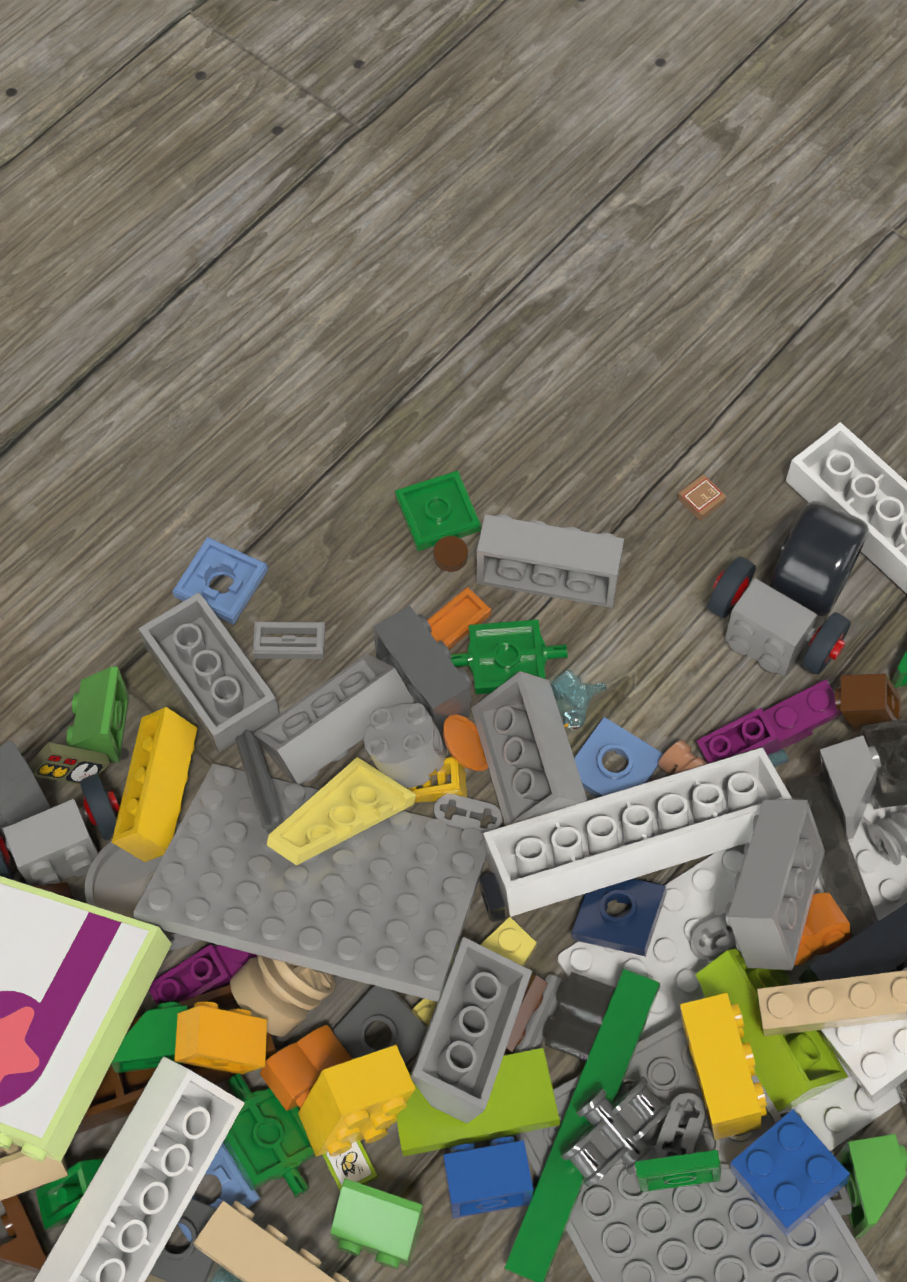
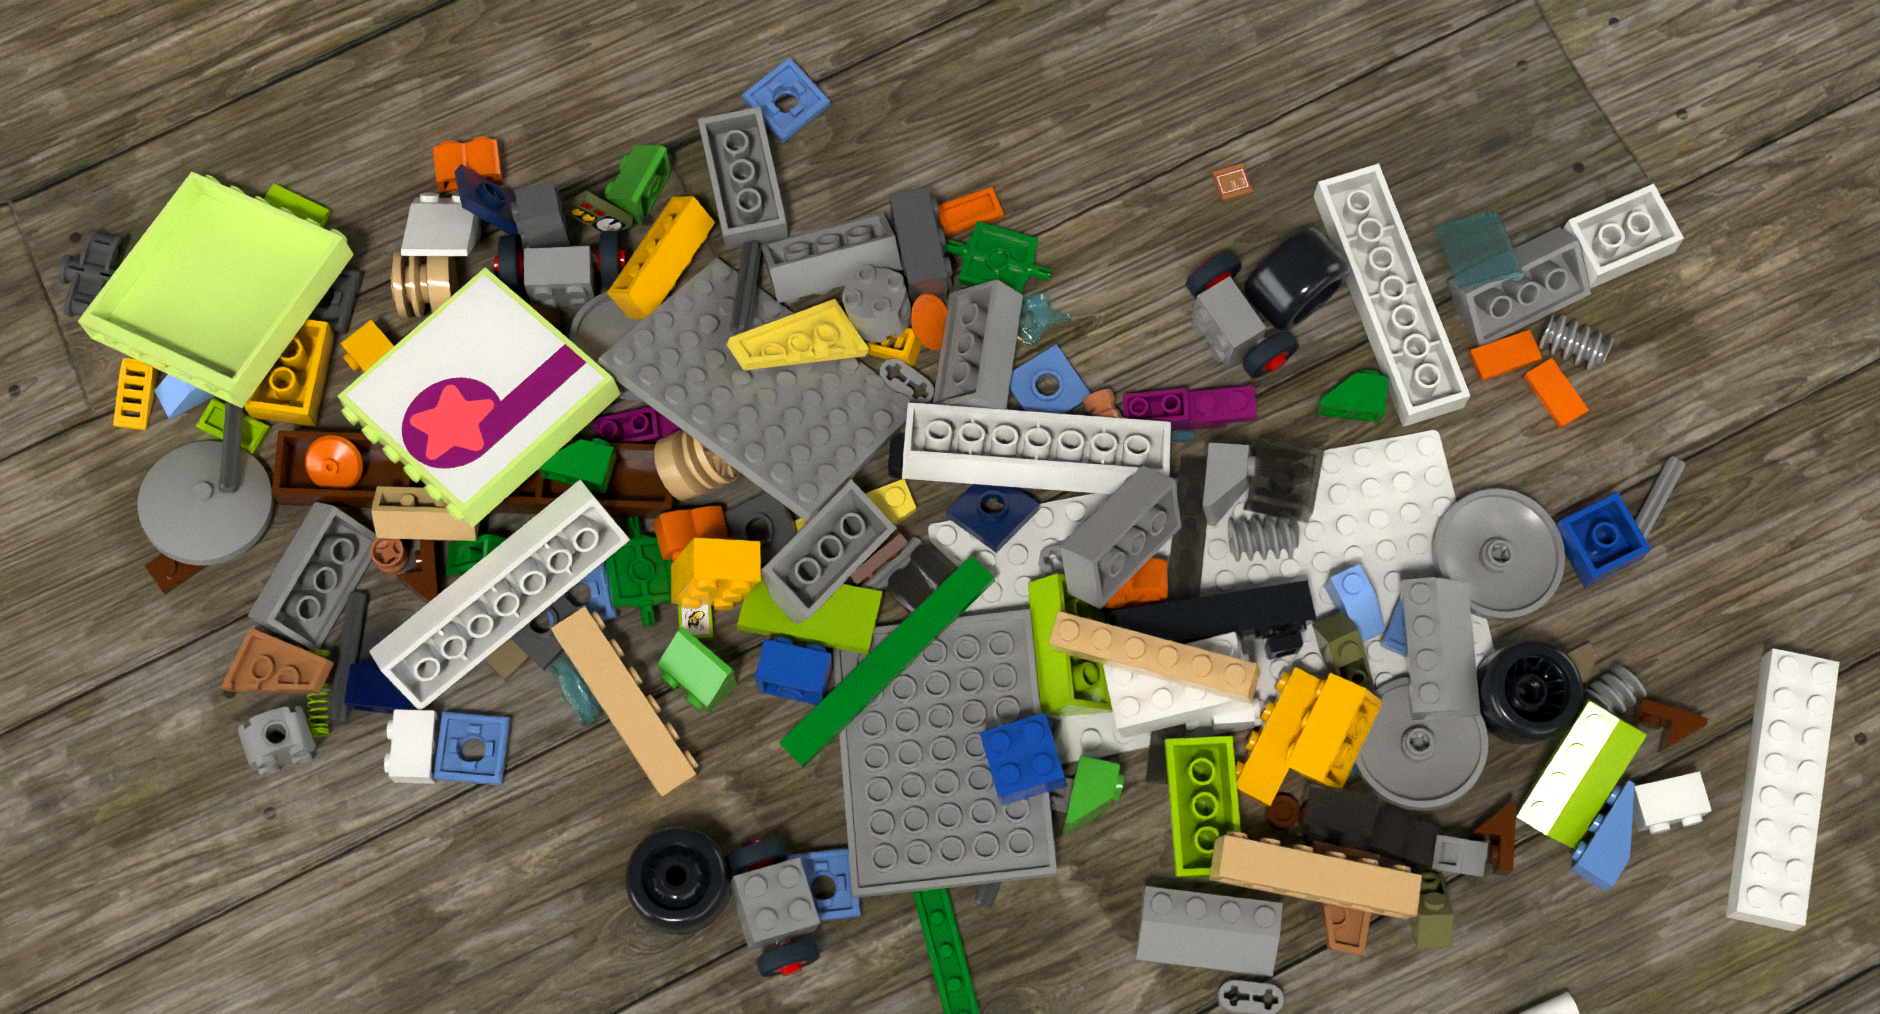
camera: 20 degrees right, 10 degrees up
(221, 1038) = (628, 483): light orange brick -> none
(276, 646) = (820, 186): light grey tile -> none
(437, 510) = (997, 107): green tile -> none
(450, 554) = (991, 151): reddish brown tile -> none
(549, 560) = (1068, 190): light grey brick -> none
(615, 1131) = (895, 679): dark grey axle -> none
(673, 1121) = (952, 691): light grey beam -> none
(678, 1171) = (938, 723): green tile -> none
(723, 1065) = (1008, 659): yellow brick -> none
(867, 699) = (1275, 418): reddish brown brick -> none

